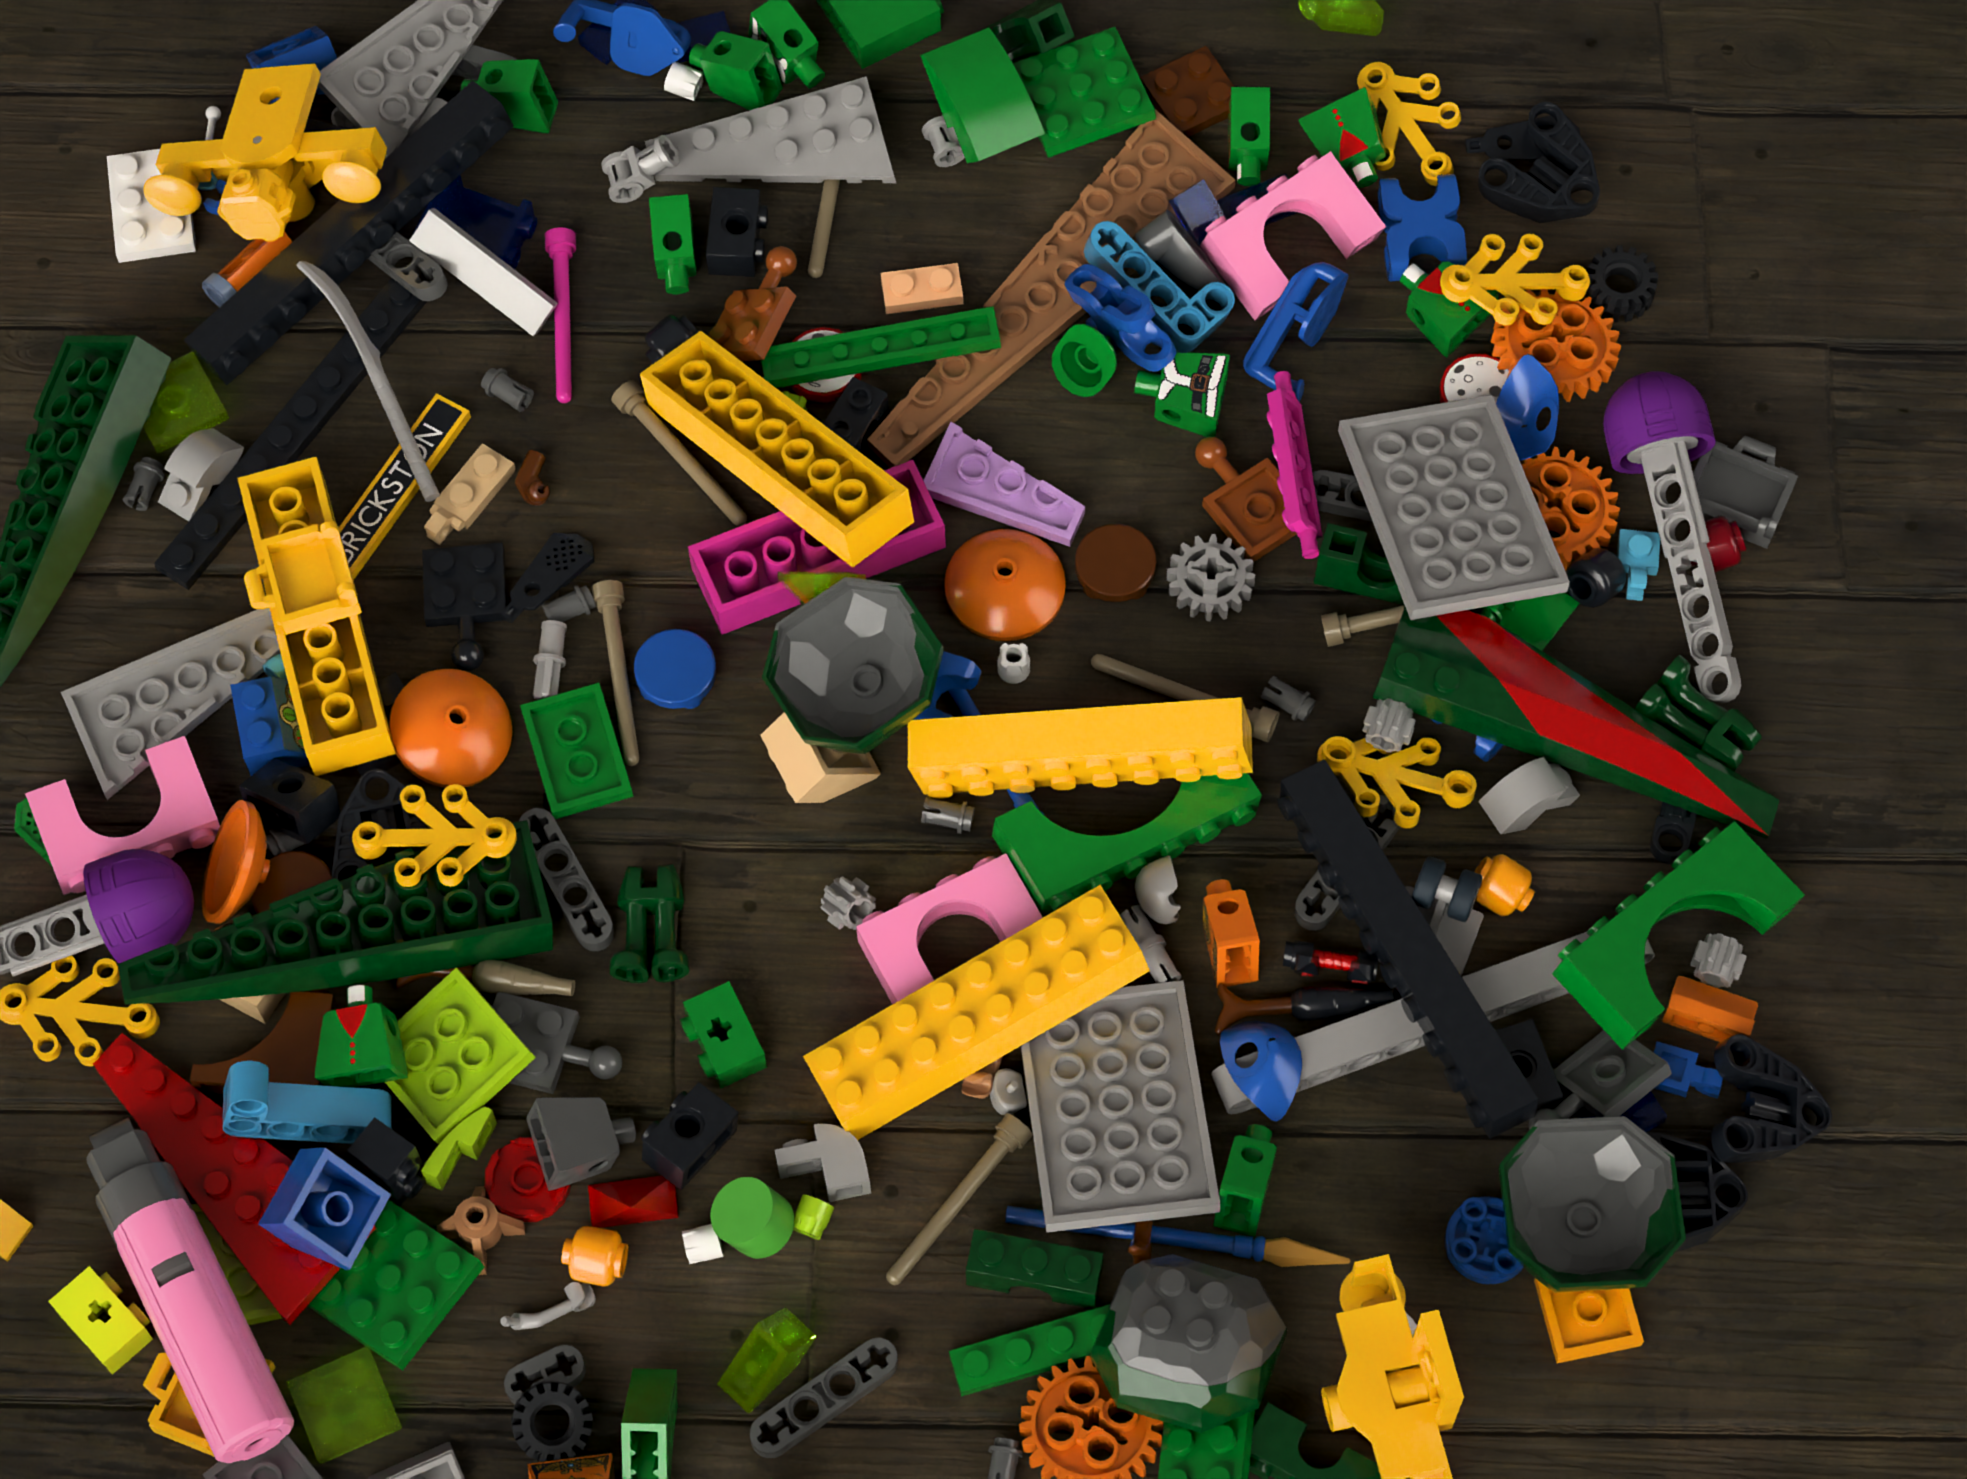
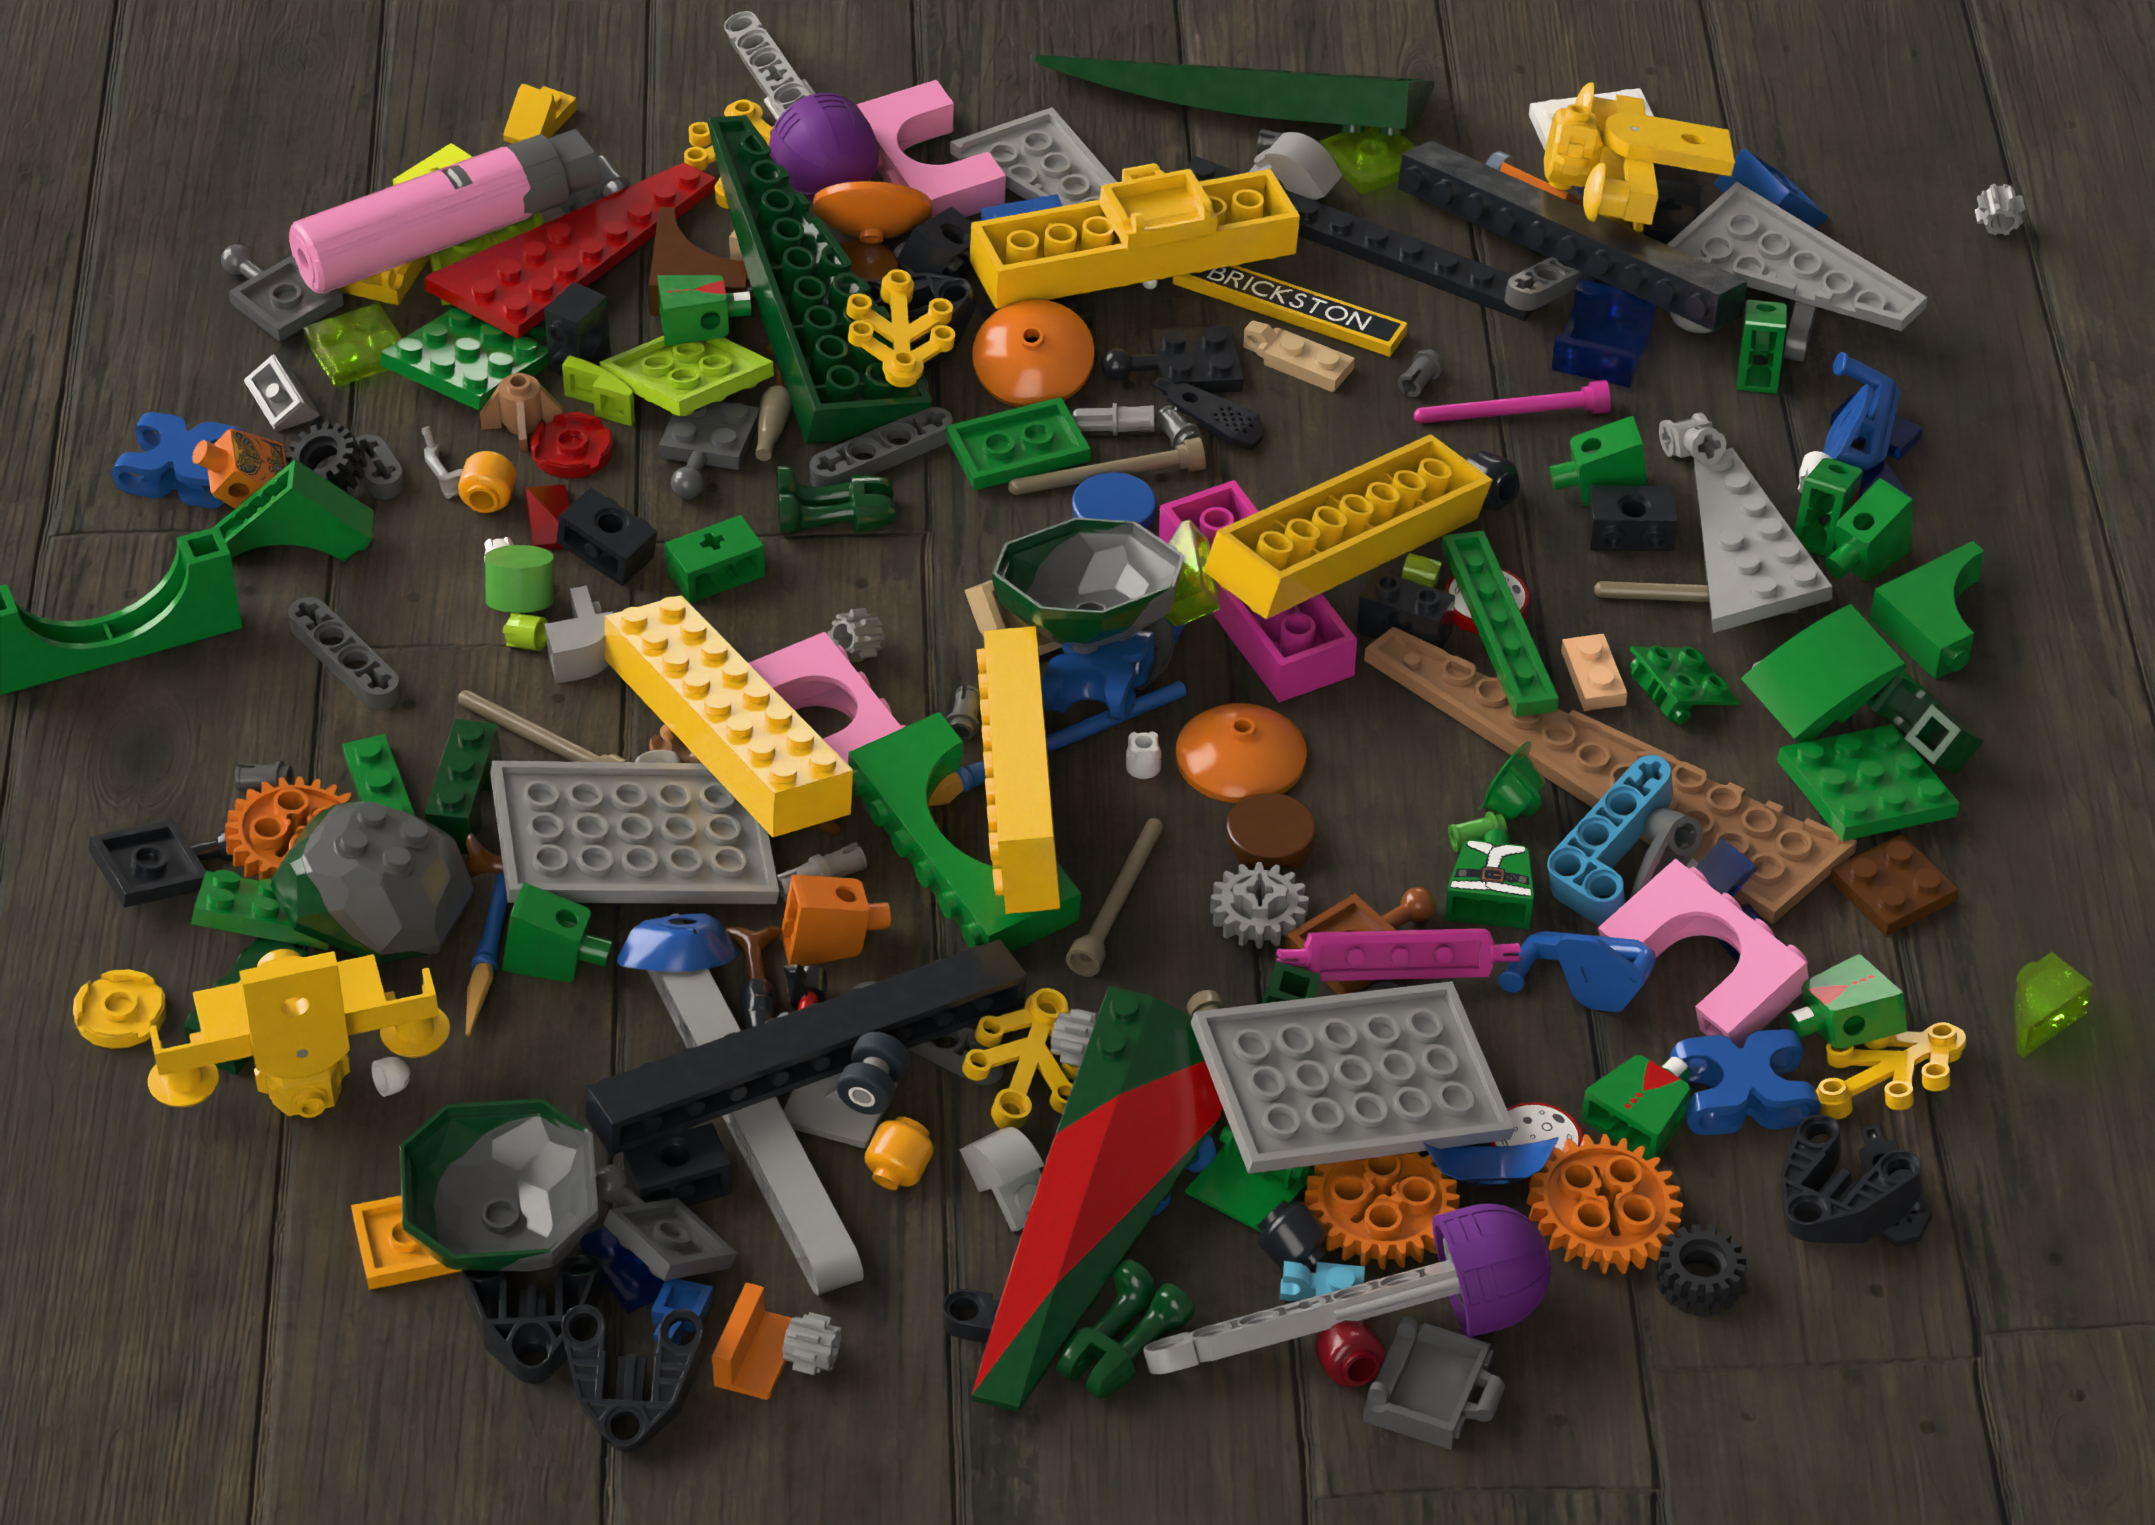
camera: 85 degrees right, 20 degrees down
(297, 1111) = (627, 268): dark azure beam -> none
(324, 1207) = (520, 277): blue slope -> none
(371, 360) = (1429, 260): light grey piece -> none
(483, 272) = (1542, 332): tile -> none
(528, 479) = (1318, 395): reddish brown arm -> none
(576, 1138) = (602, 455): dark grey torso -> none
(756, 315) = (1538, 530): dark orange plate -> none
(766, 1358) = (385, 605): clear neon green slope -> none
(941, 215) = (1678, 680): none -> green hinge
(986, 484) = (1351, 734): lavender wing -> none
(1122, 315) = (1555, 793): blue piece -> none
(1123, 398) = (1475, 829): none -> bright green pin
(1155, 889) = (879, 864): light grey hair -> none
(1249, 133) = (1833, 914): green torso -> none
(1291, 700) = (1121, 973): dark grey pin -> none
(1465, 282) = (1670, 1139): yellow plant -> none
(1609, 967) = (785, 1207): green arch -> none

